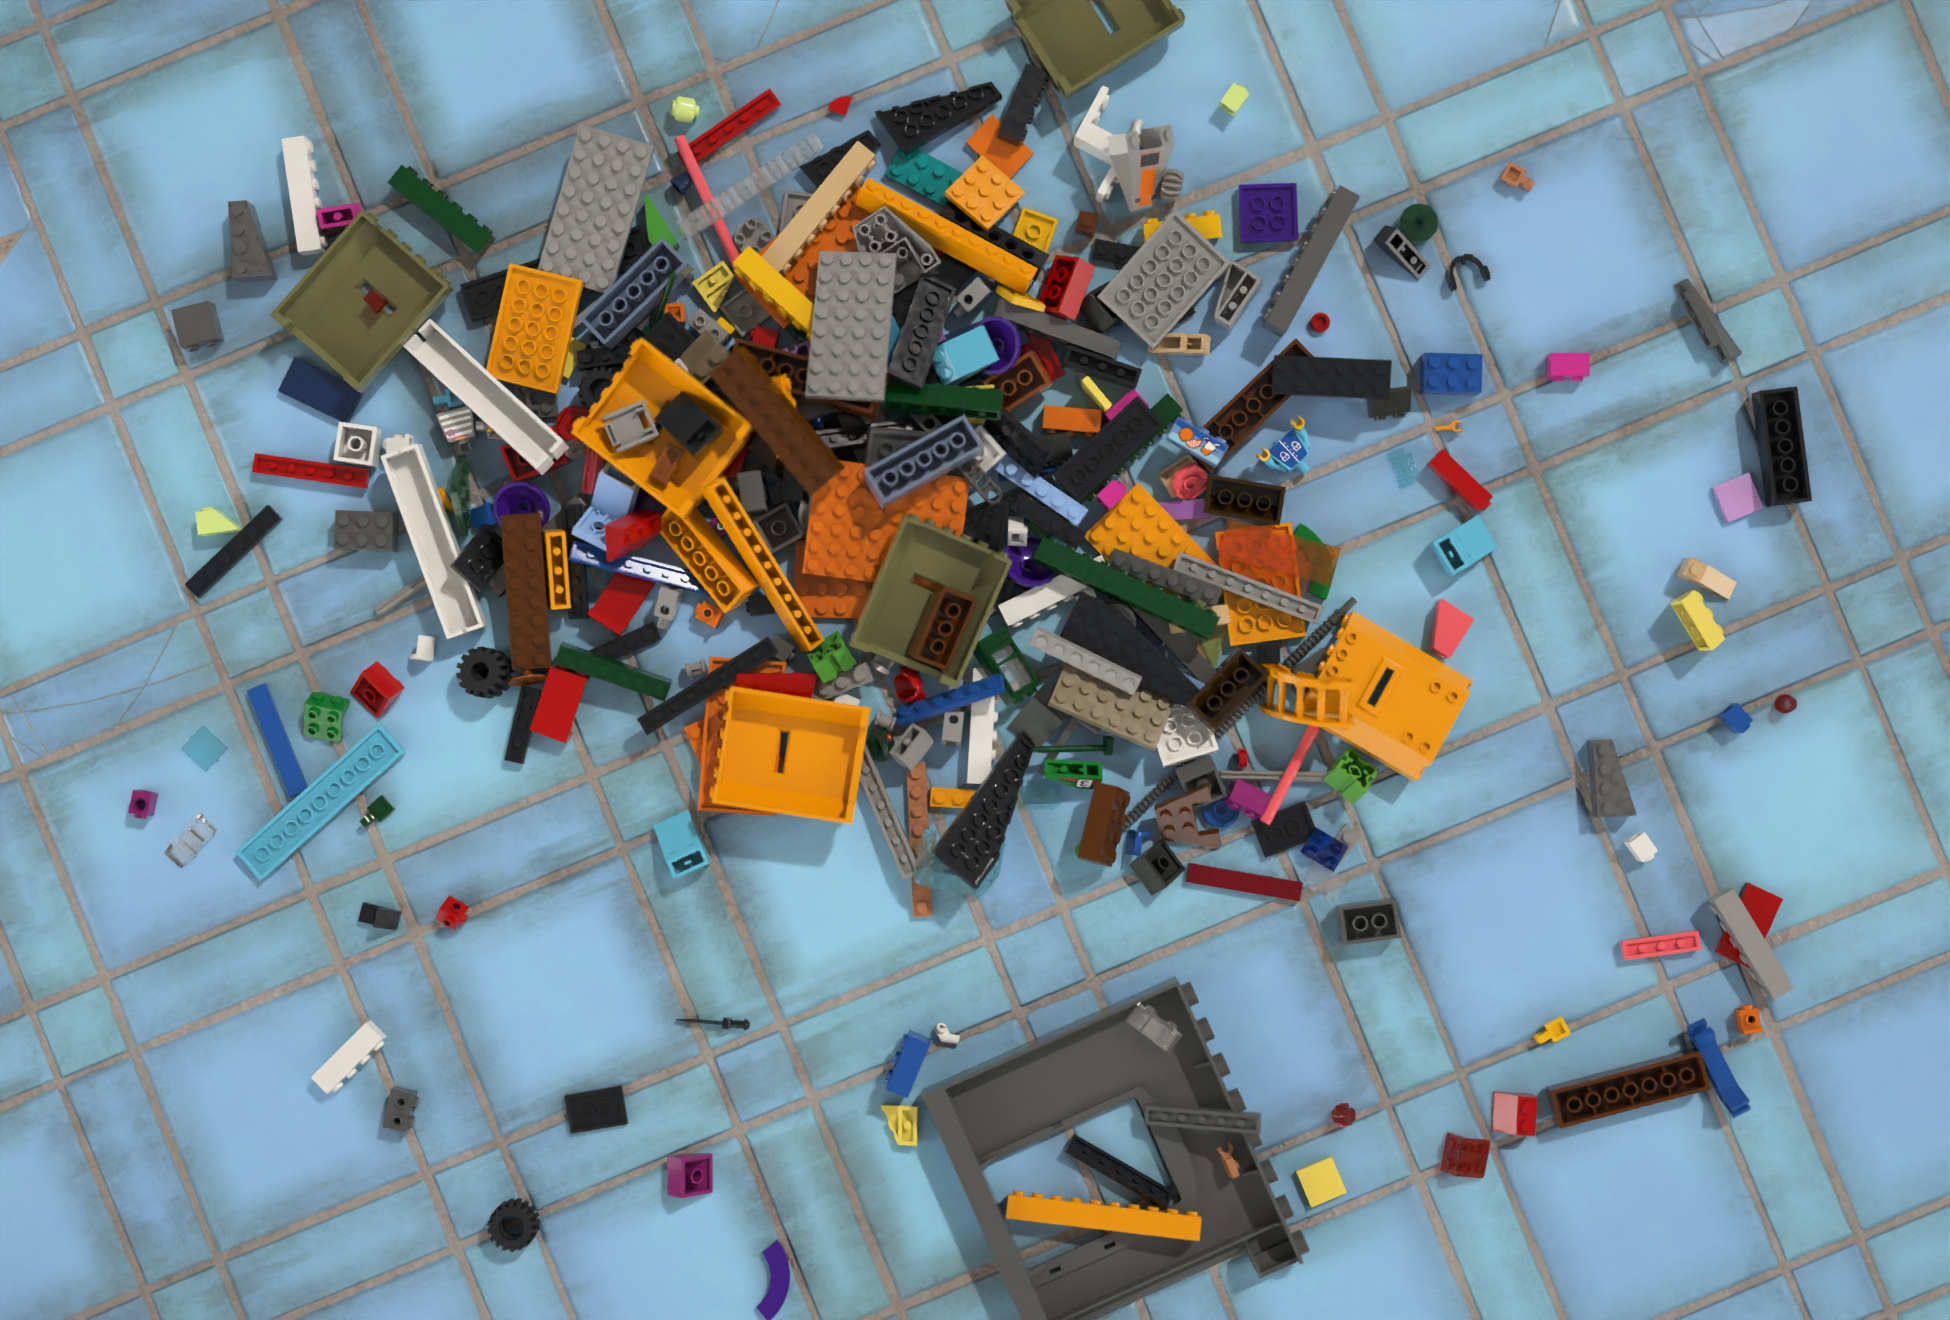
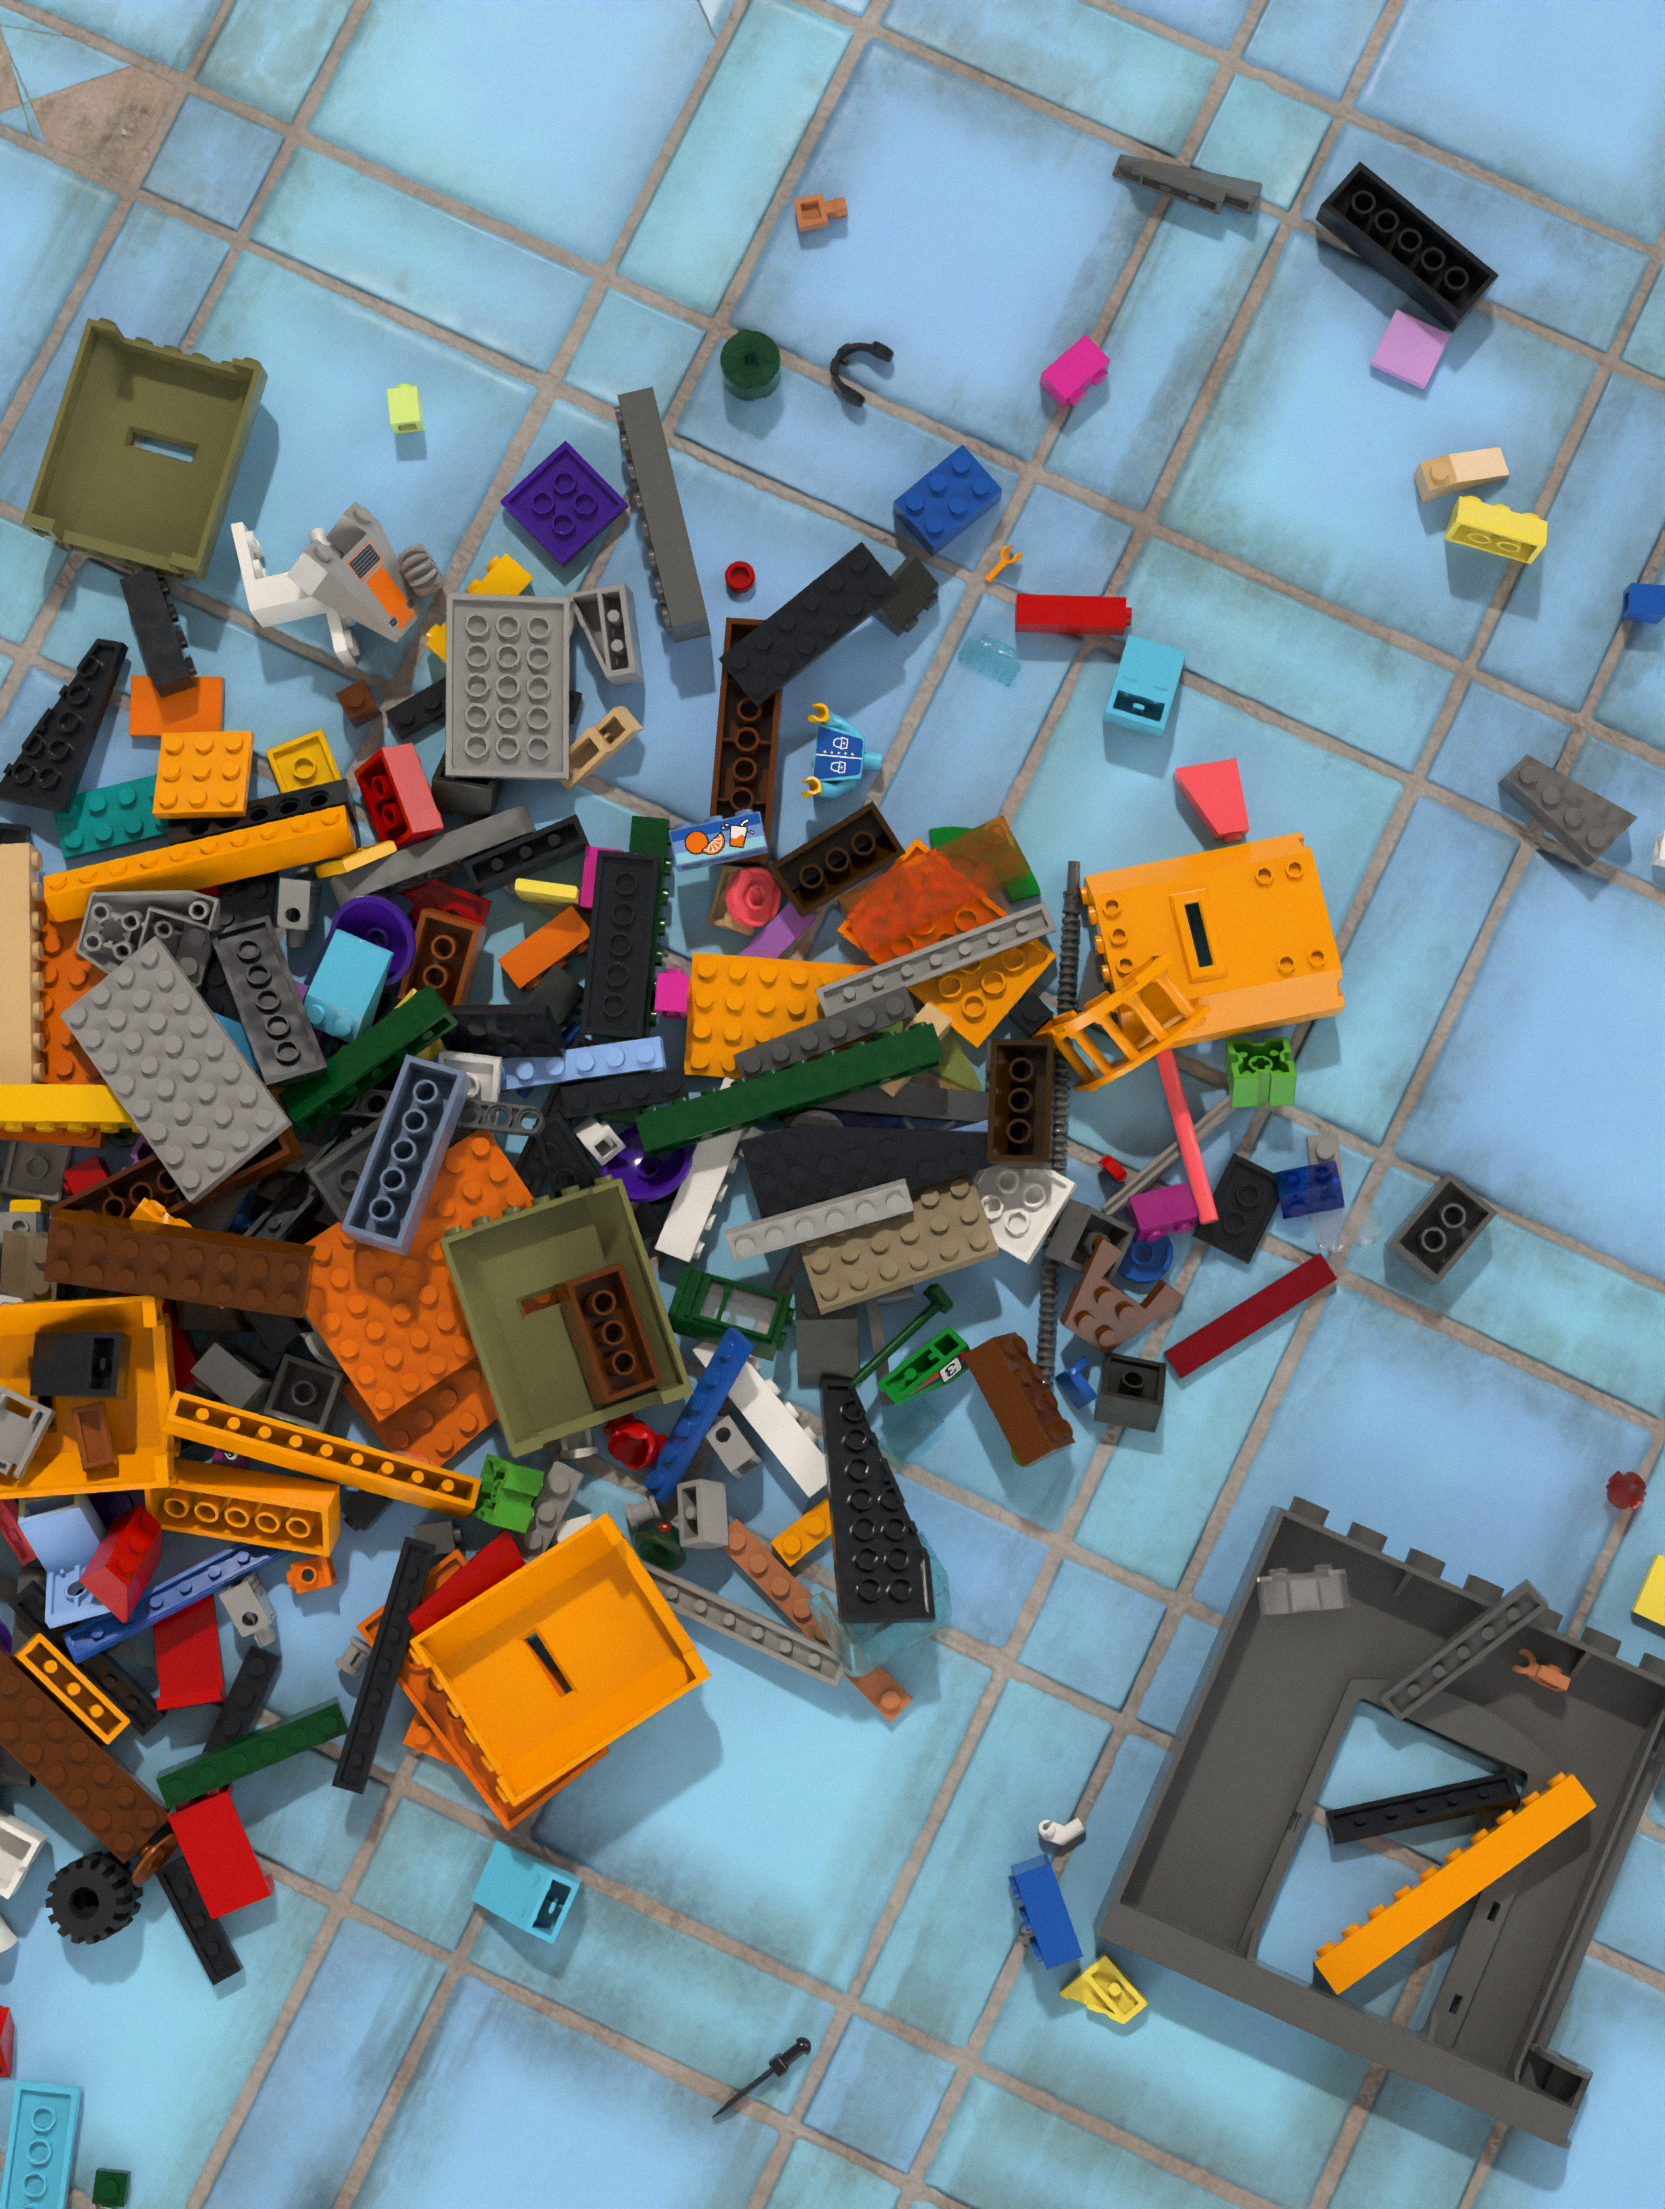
camera: 40 degrees left, 5 degrees down
(1401, 251) = (760, 410): black slope -> none

